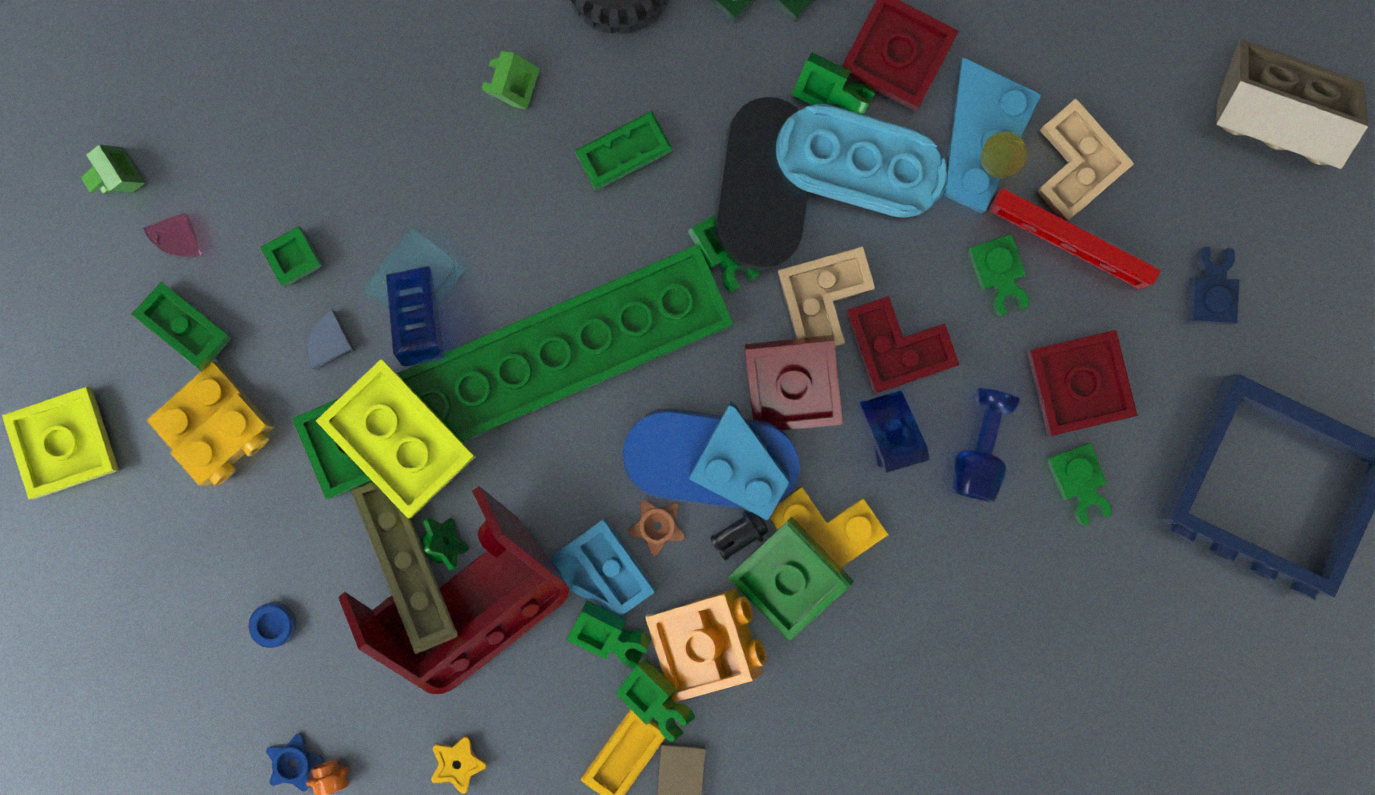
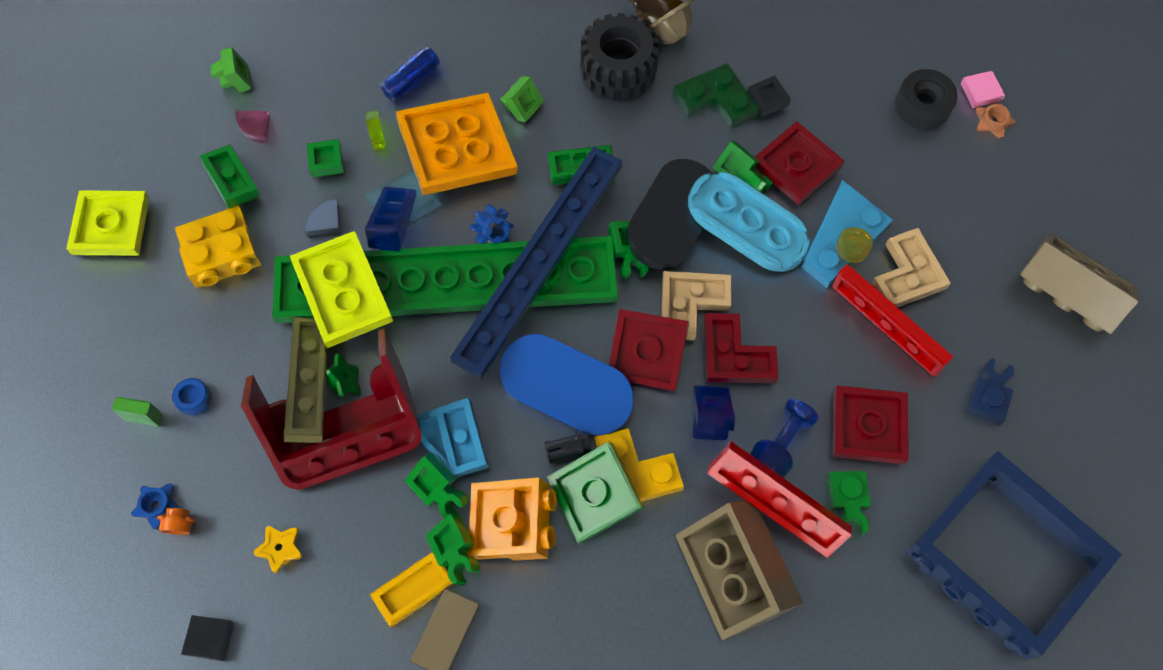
camera: 15 degrees right, 20 degrees down
(220, 669) = (137, 411): none -> bright green tile
(336, 192) = (375, 130): none -> clear neon green tile
(347, 91) = (409, 74): none -> clear blue piece
(452, 178) = (456, 143): none -> light orange plate
(544, 282) = (485, 219): none -> blue gear
(622, 313) = (536, 263): none -> dark blue plate
(657, 538) = (504, 414): nougat plate -> none
(740, 466) = (586, 391): dark azure wing -> none
(979, 610) = (738, 568): none -> dark tan slope
(998, 266) = (829, 325): green plate -> none
(1003, 521) = (779, 499): none -> red plate

